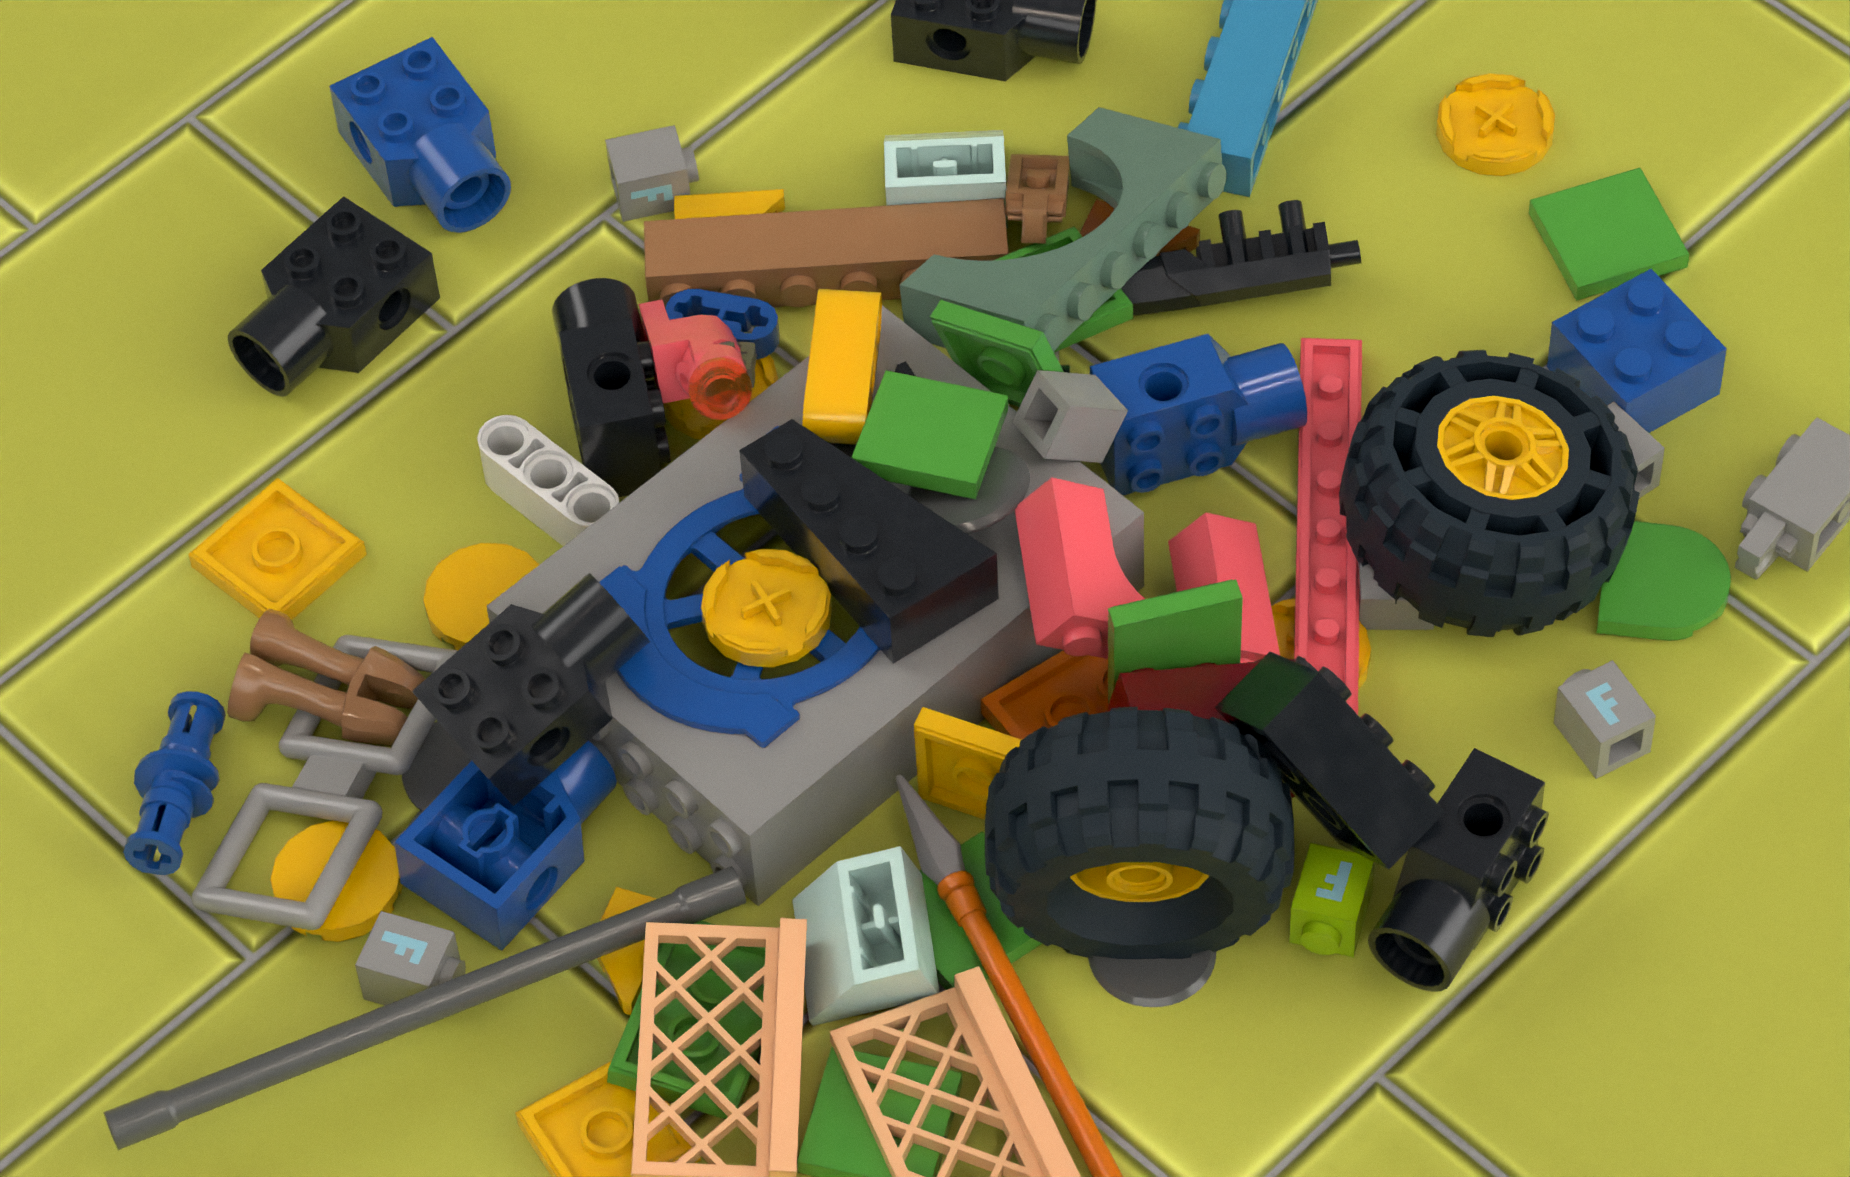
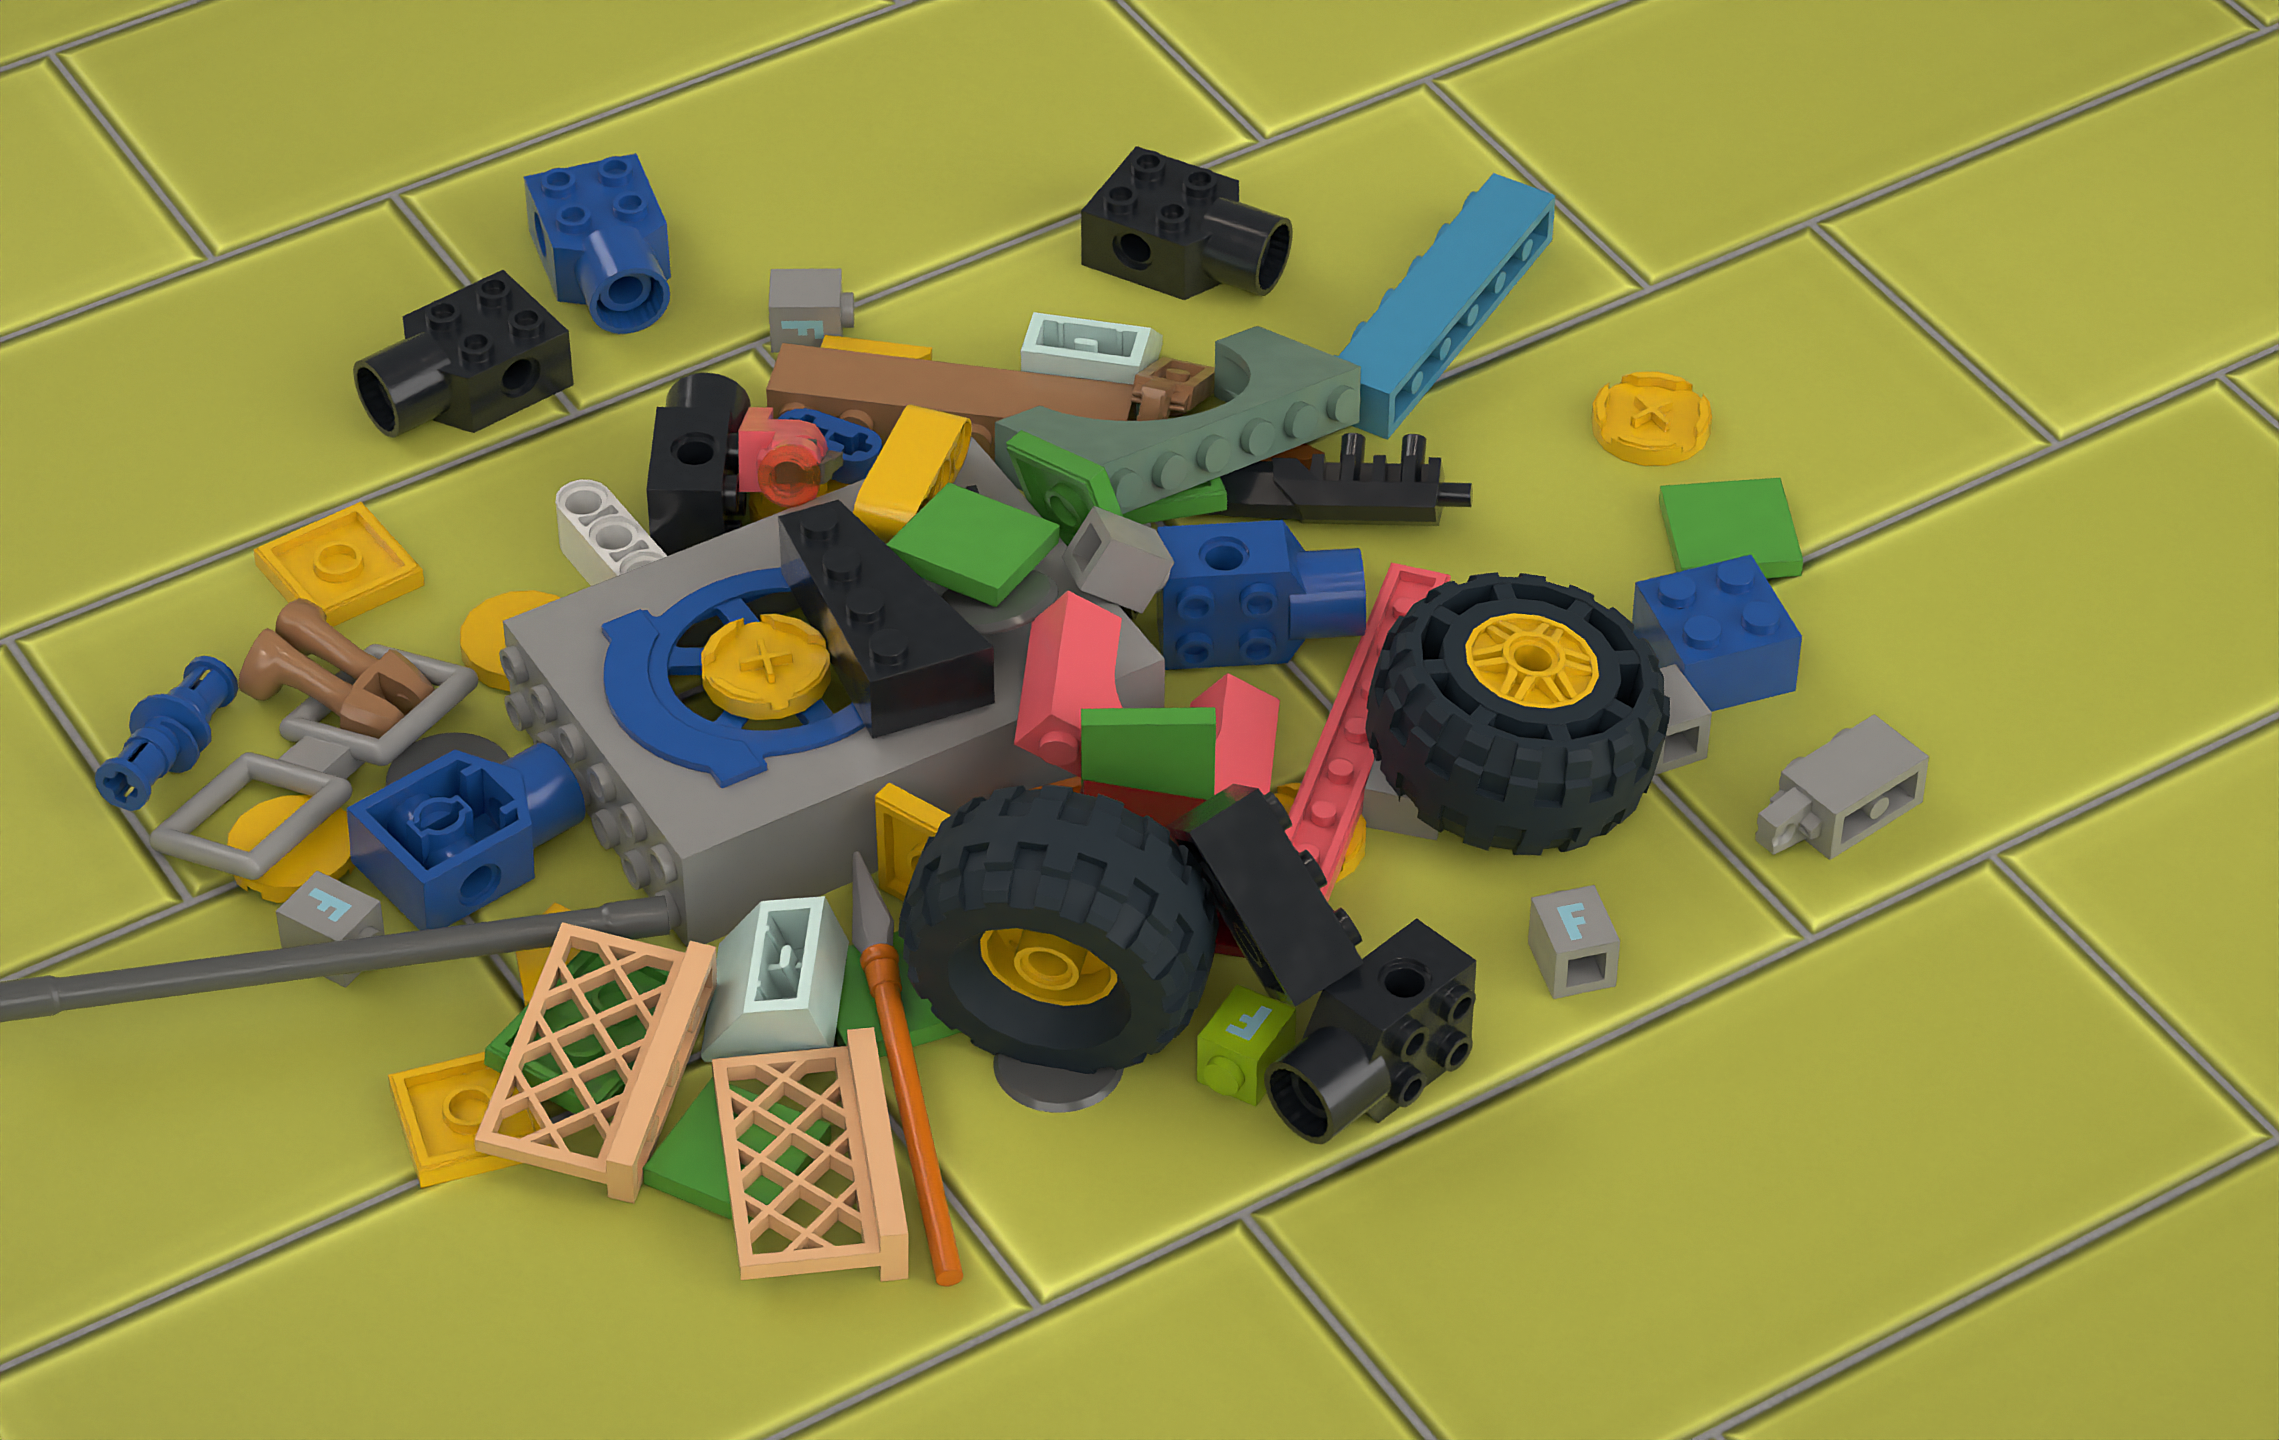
camera: 10 degrees right, 10 degrees down
(533, 685) = (518, 688): black brick -> none
(1664, 585) = (1676, 840): bright green tile -> none

